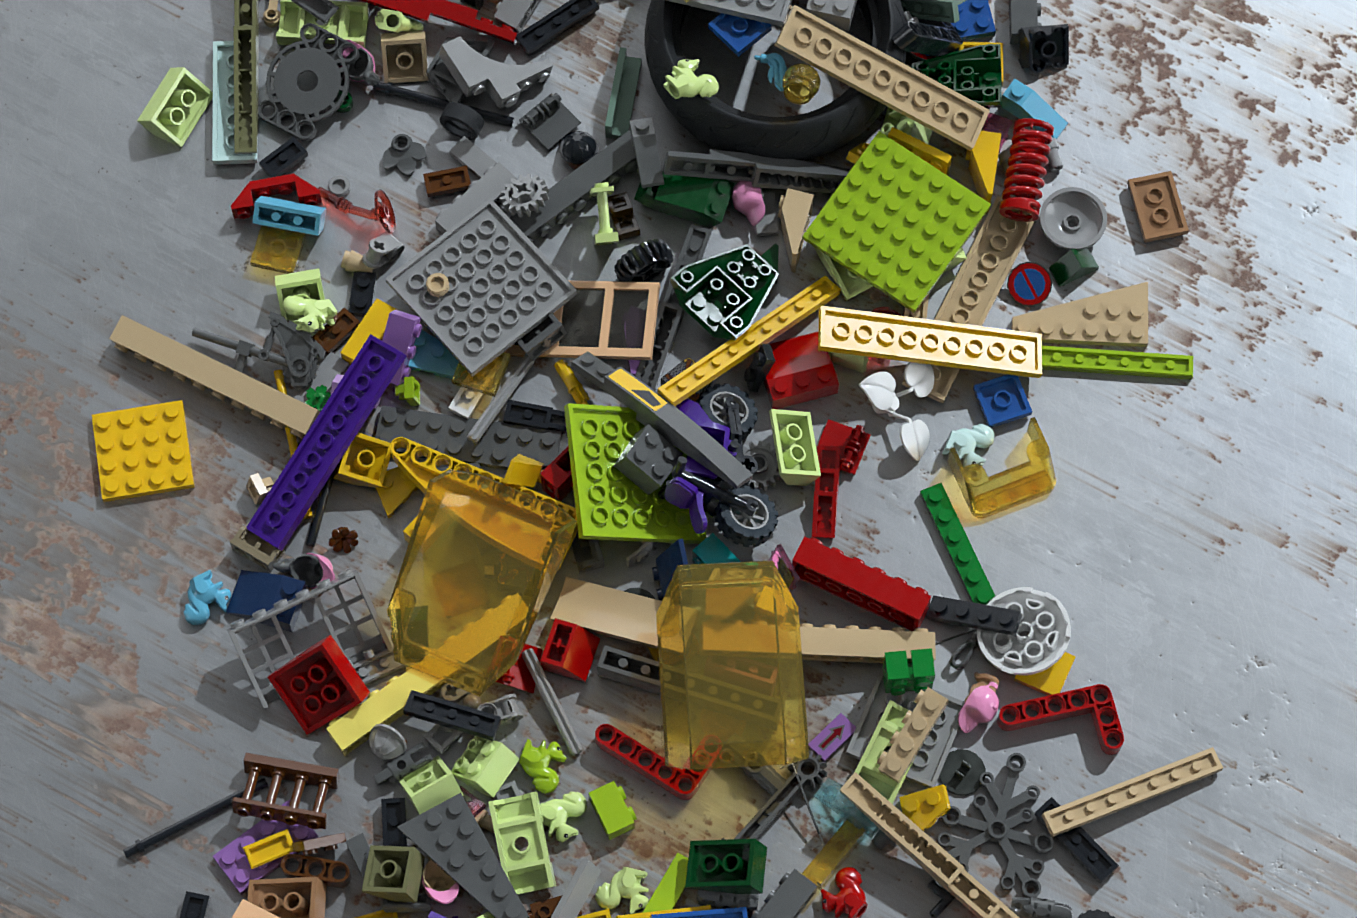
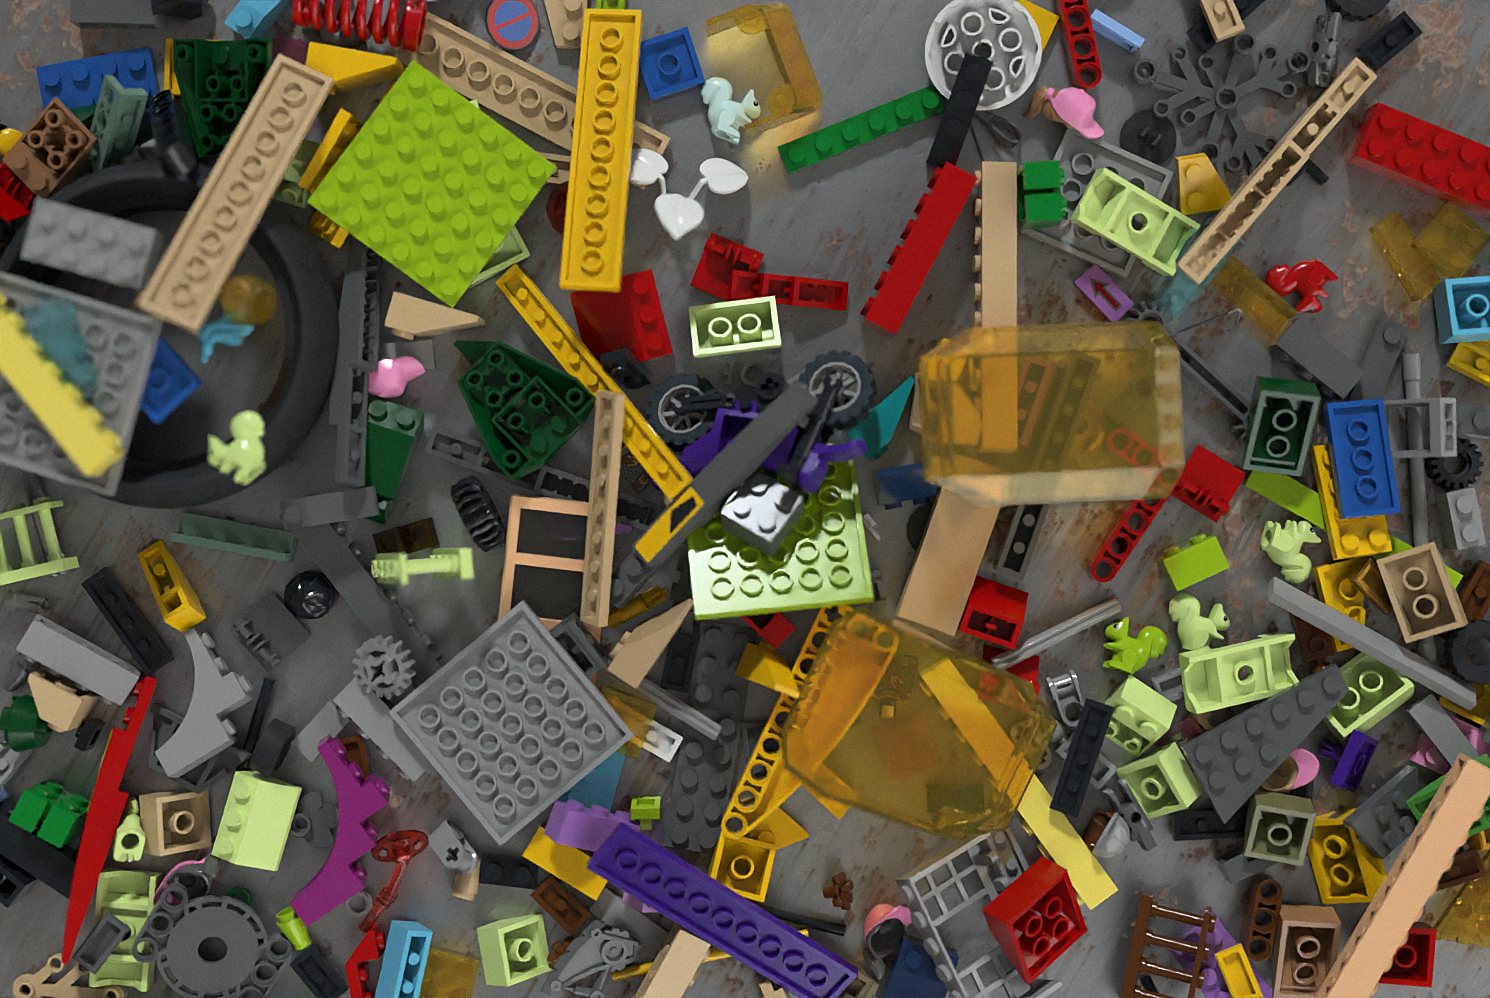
camera: 80 degrees left, 20 degrees up
(313, 312) = (540, 936): yellowish green animal -> none
(317, 398) = (653, 926): green plant -> none
(322, 140) = (293, 928): none -> lime cone
(327, 842) = (1232, 916): plate -> none
(393, 178) = (357, 800): none -> magenta arch
(405, 110) = (256, 820): none -> yellowish green slope
(437, 284) = (512, 779): tan tile -> none
(538, 382) = (640, 649): none -> tan slope
(581, 51) = (171, 588): none -> yellow slope
(649, 344) = (602, 508): none -> tan plate
(677, 822) = (1208, 483): none -> red hinge
(785, 567) = (894, 346): clear pink piece -> none
(913, 734) = (1128, 191): tan brick -> none
(1047, 739) = (1115, 32): none -> light blue tile

